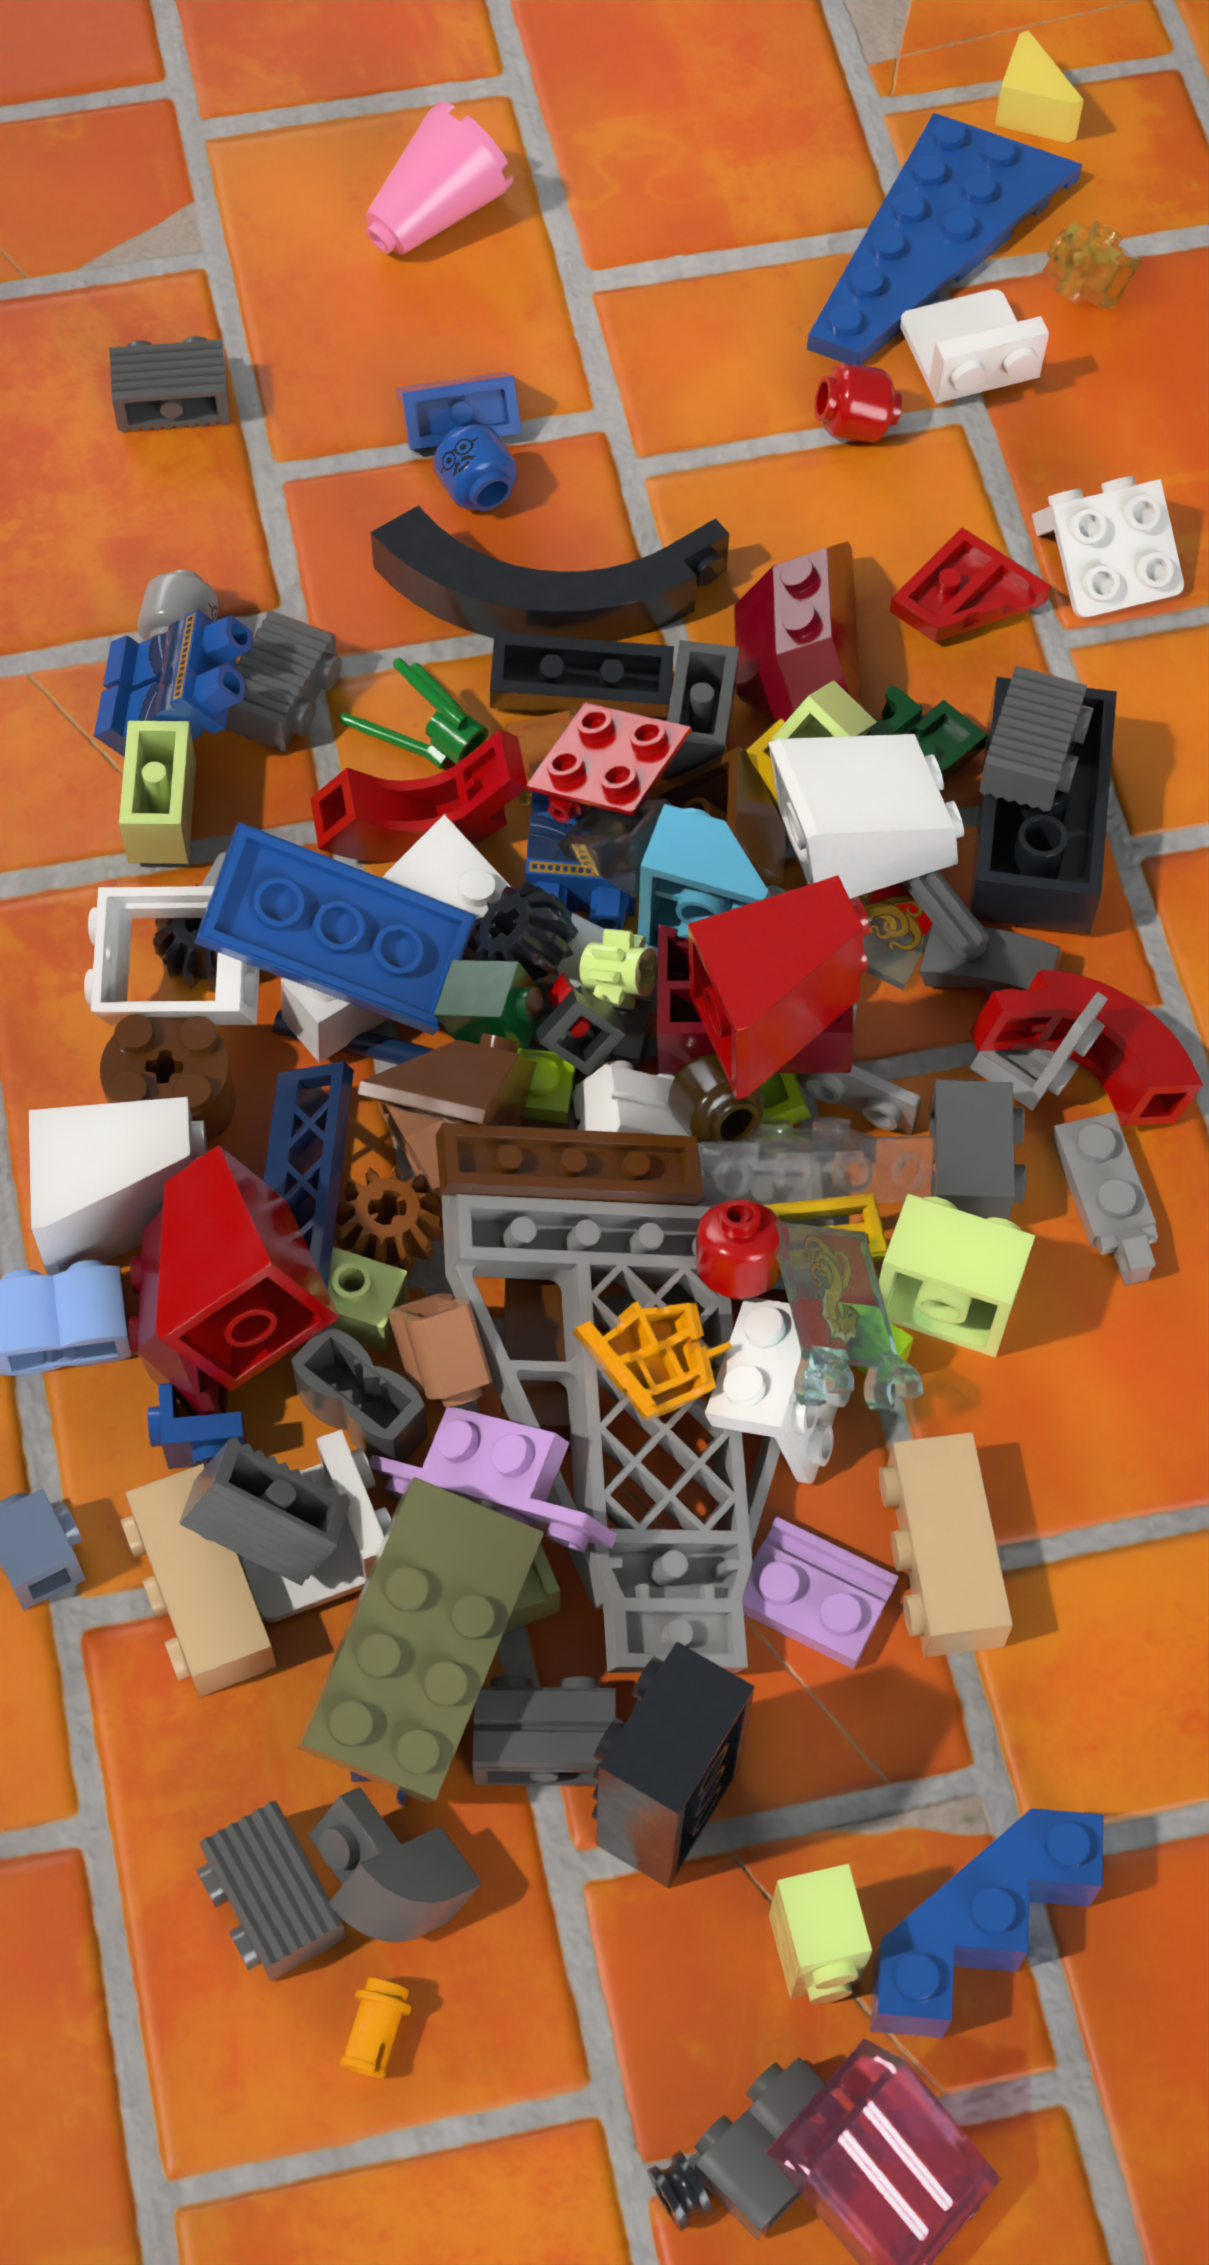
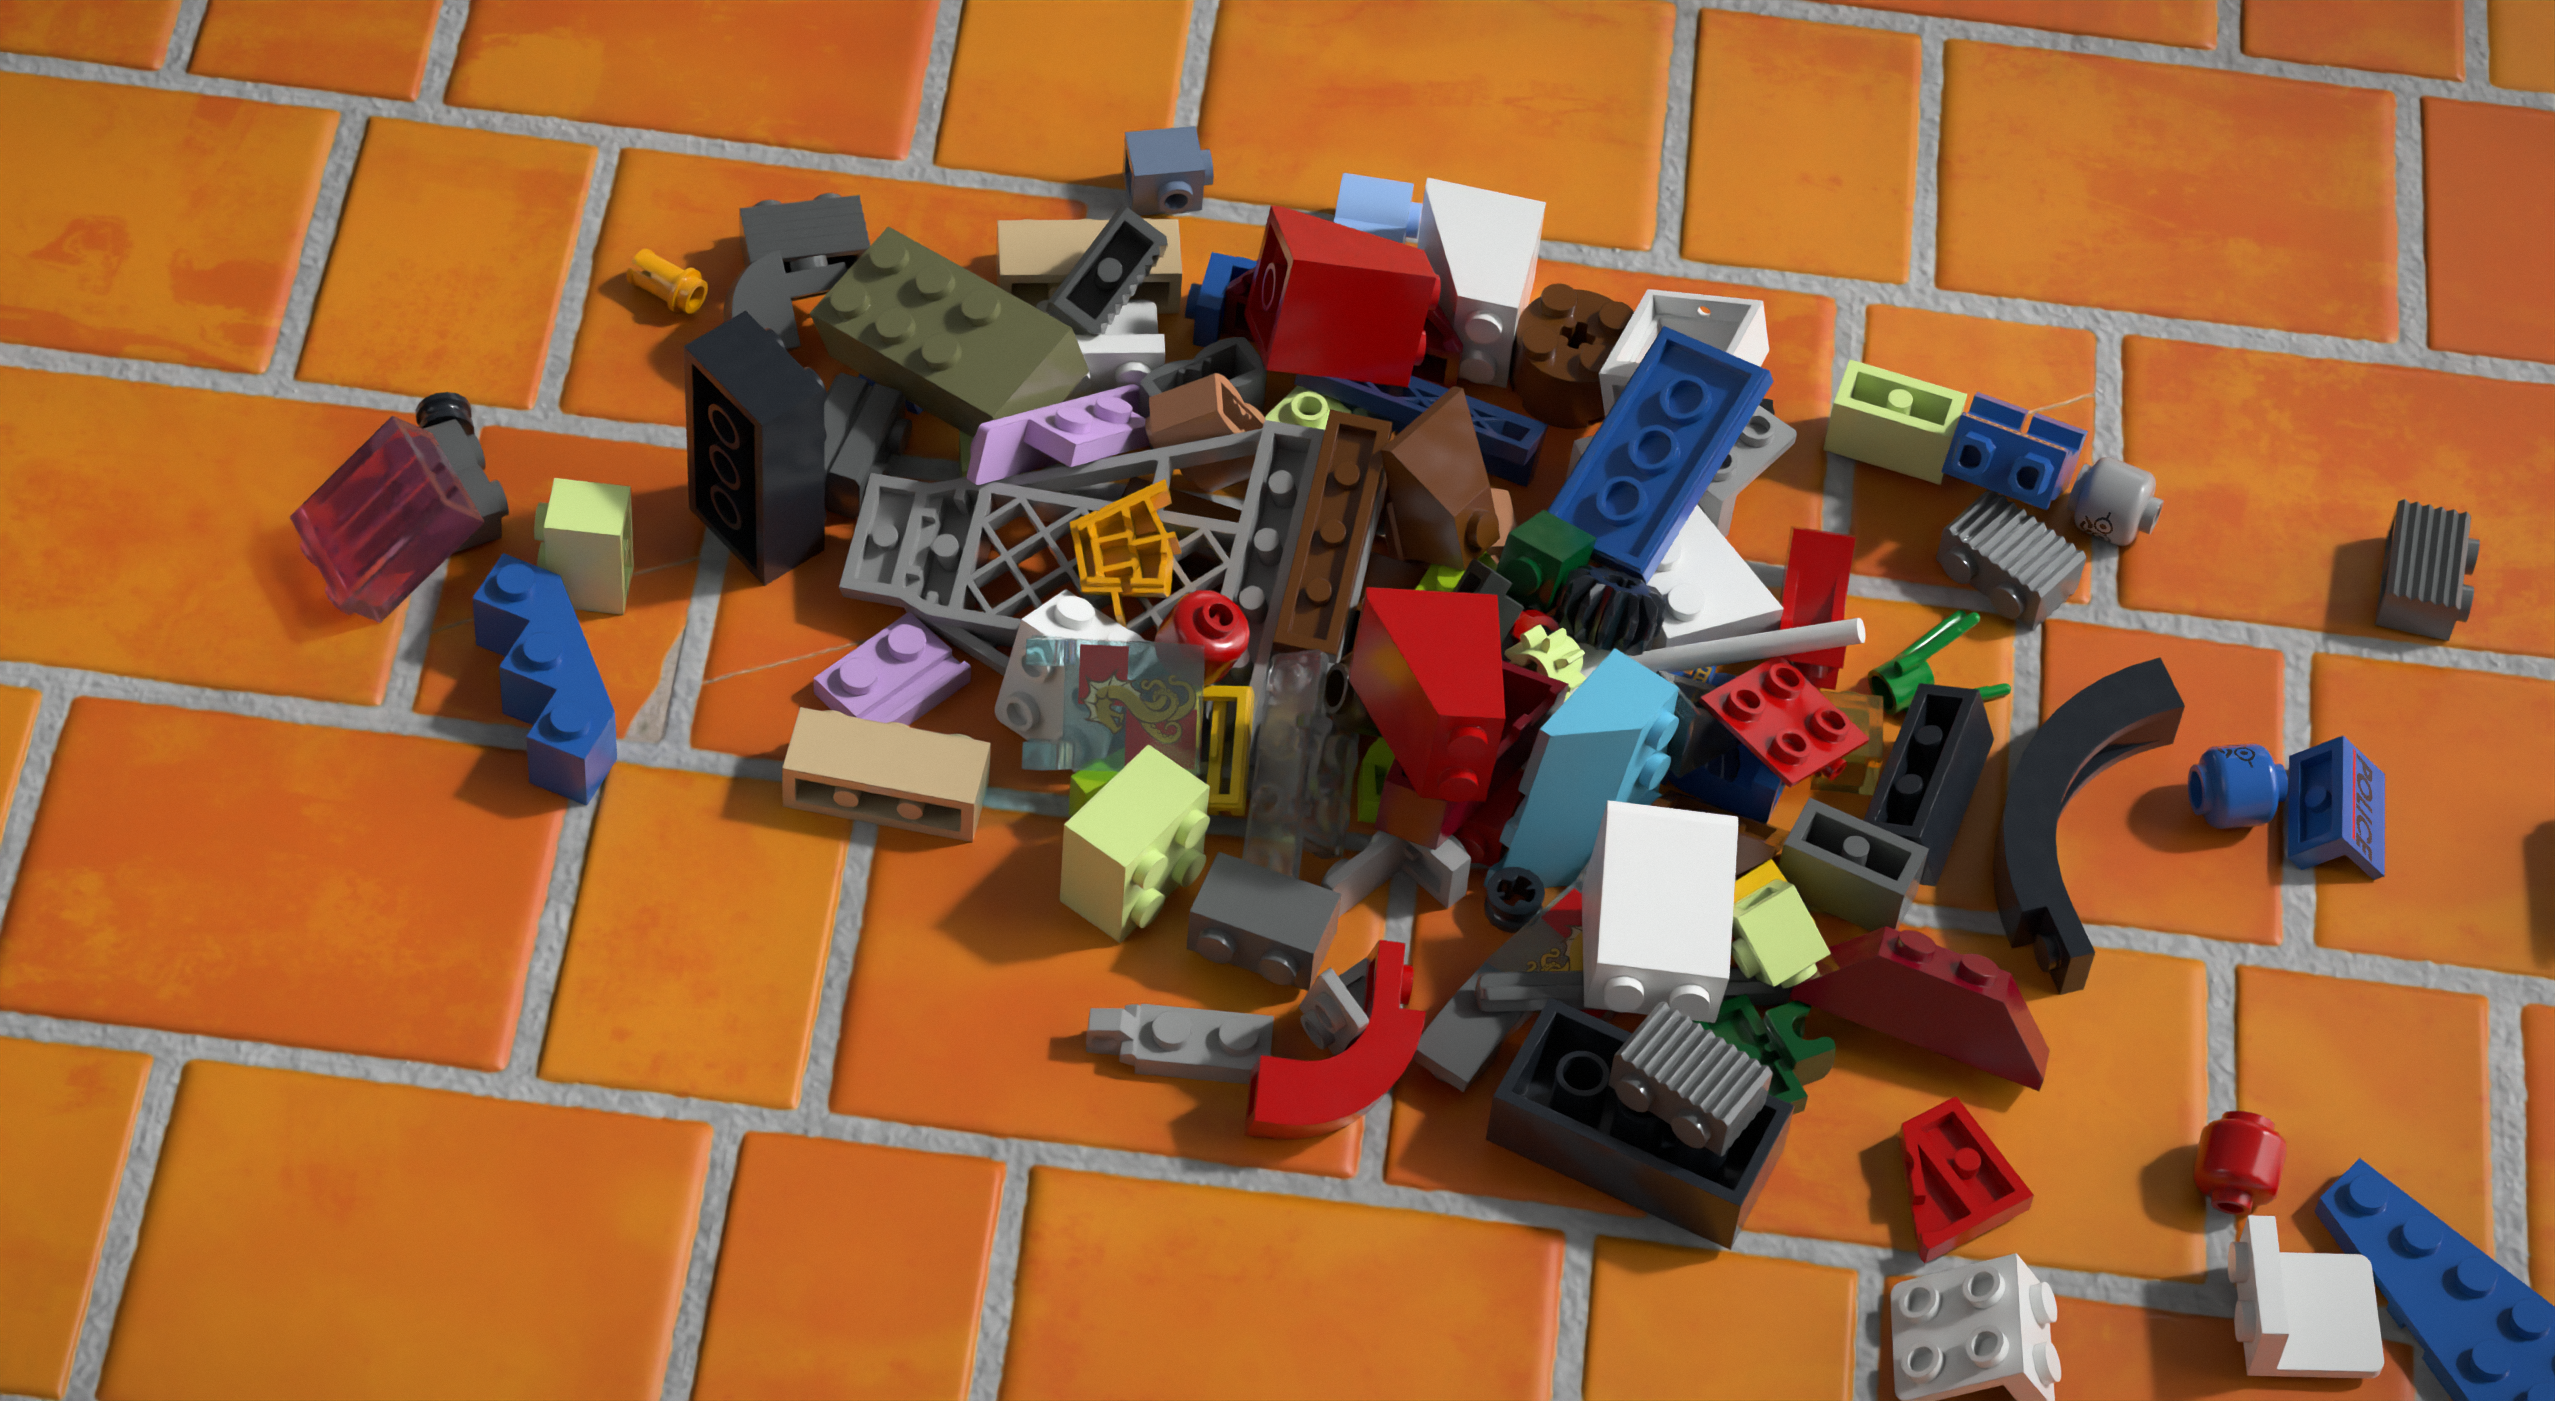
camera: 105 degrees right, 10 degrees down
(526, 792) = (1754, 646): none -> white bar

